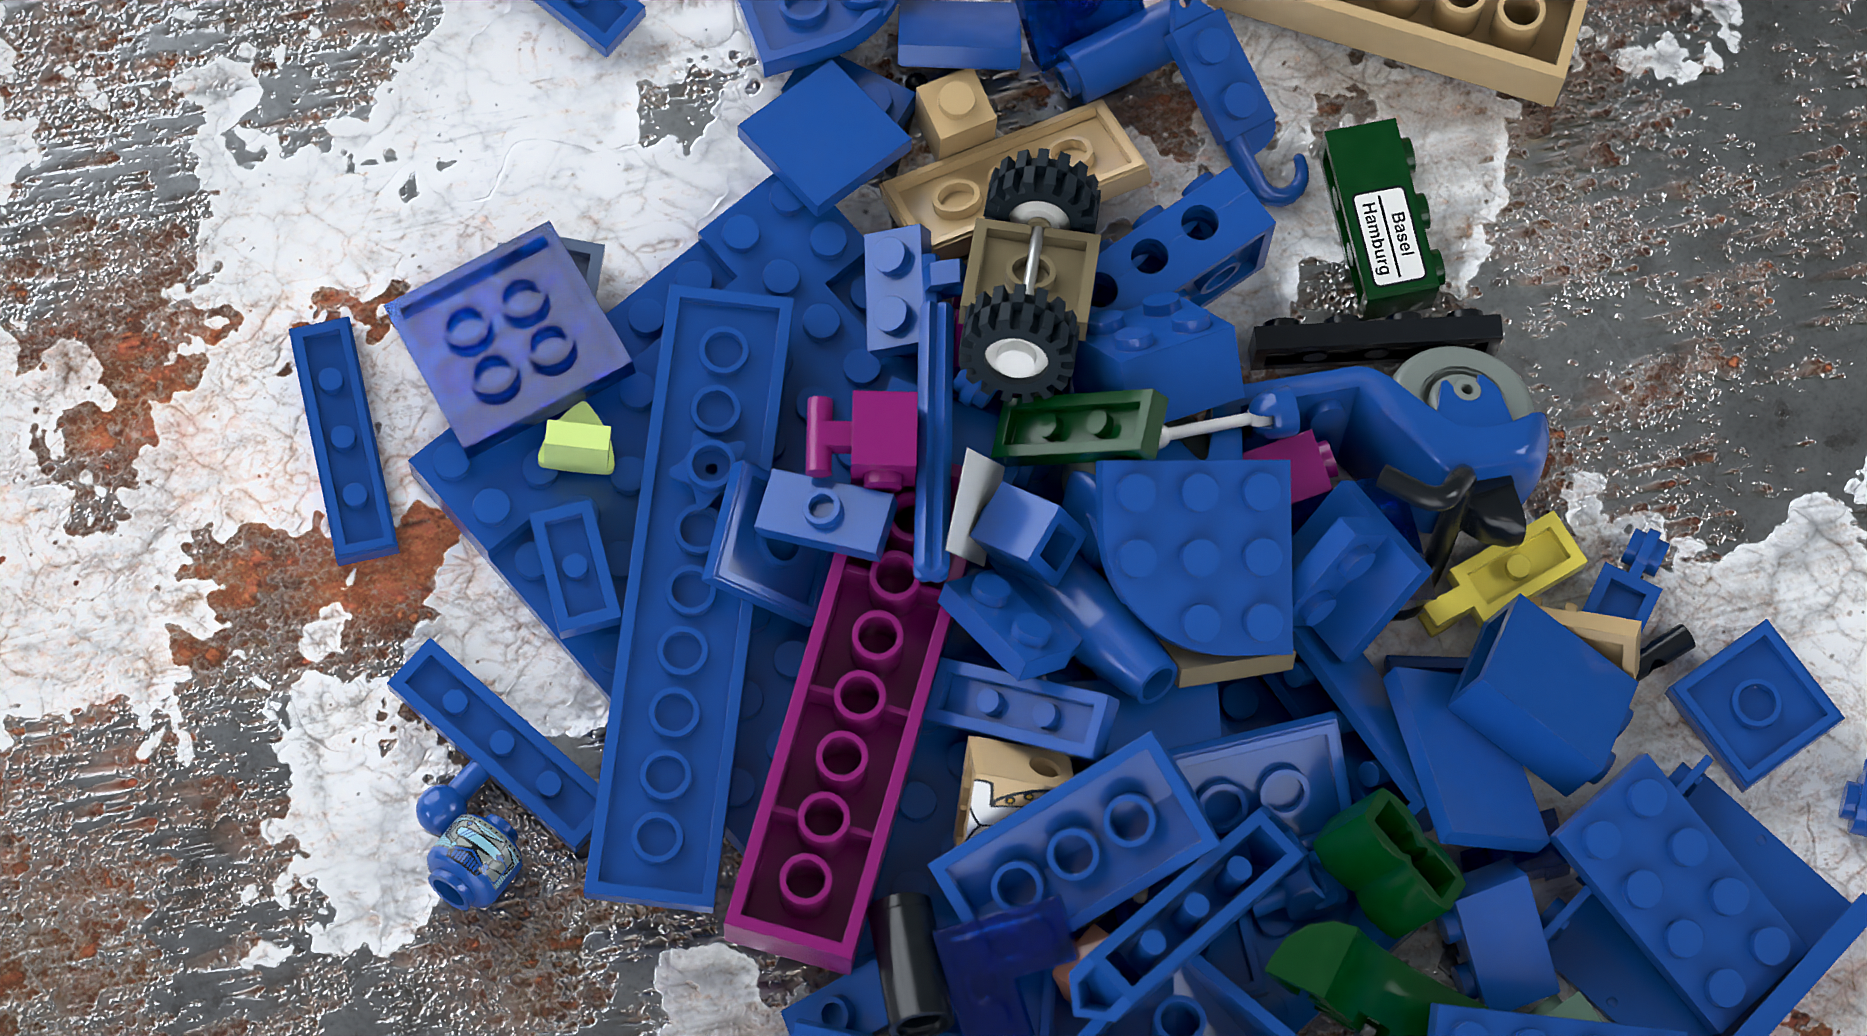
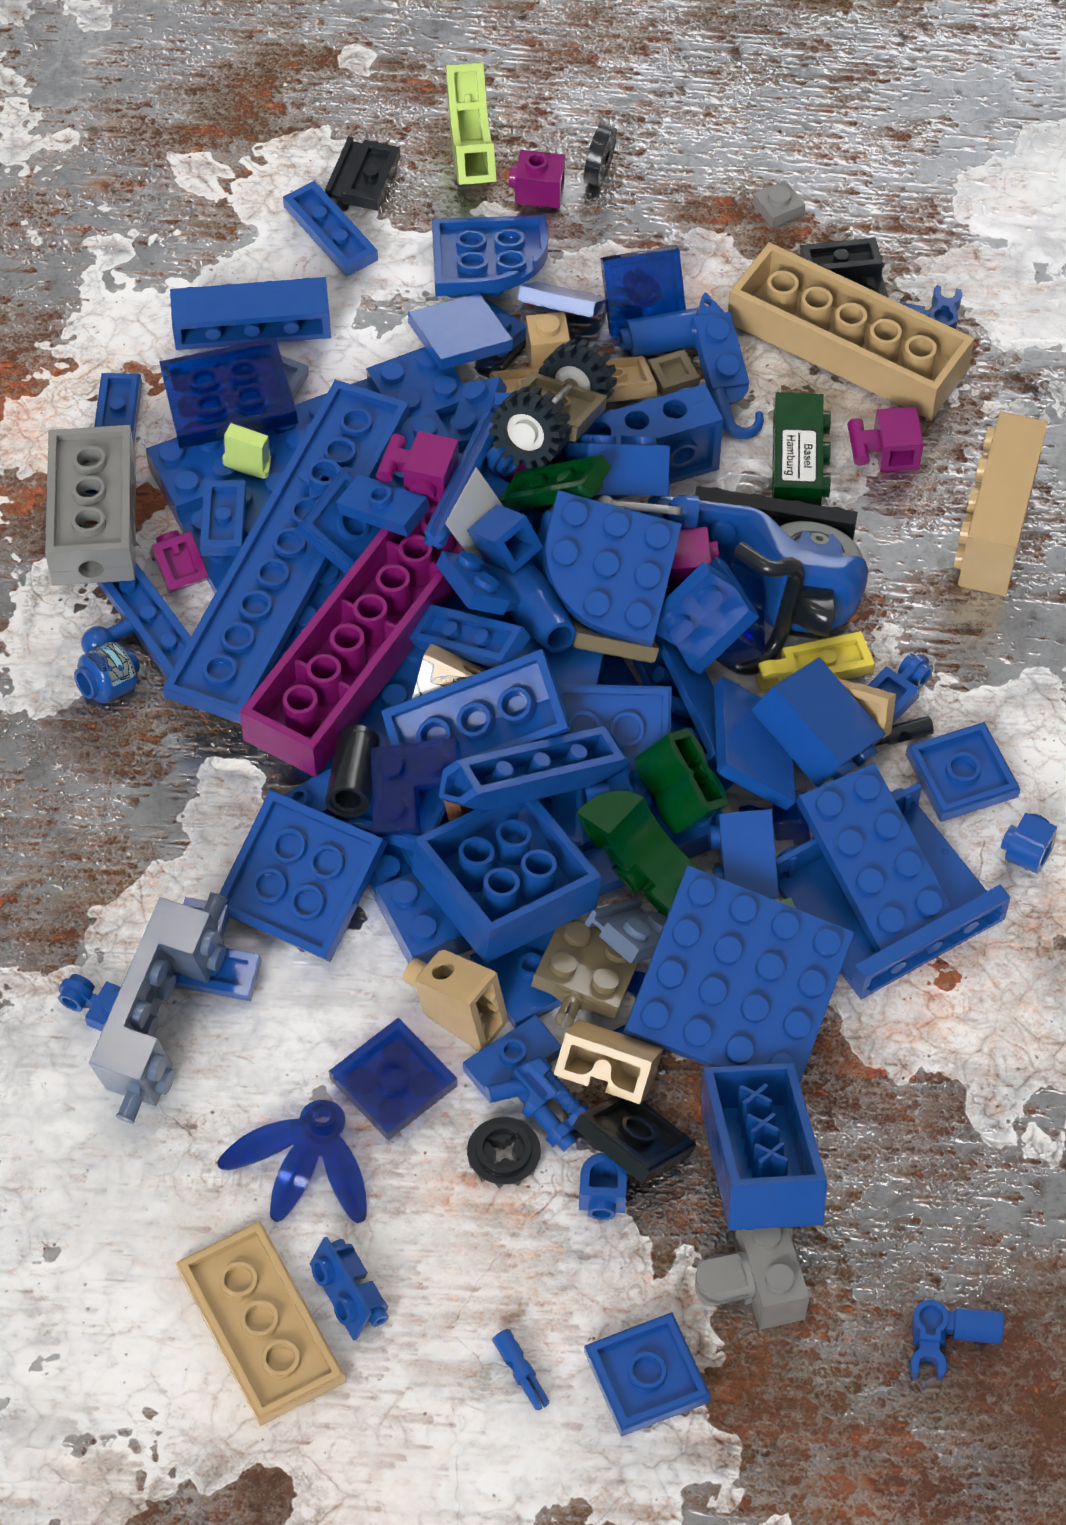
camera: 20 degrees right, 15 degrees down
(348, 629) = (80, 462): none -> light grey brick
(488, 171) = (250, 309): none -> blue brick
(516, 638) = (178, 560): none -> magenta bracket
(1156, 120) = (673, 372): none -> dark tan plate
(1511, 159) = (894, 439): none -> magenta brick
(1703, 248) = (999, 503): none -> tan brick

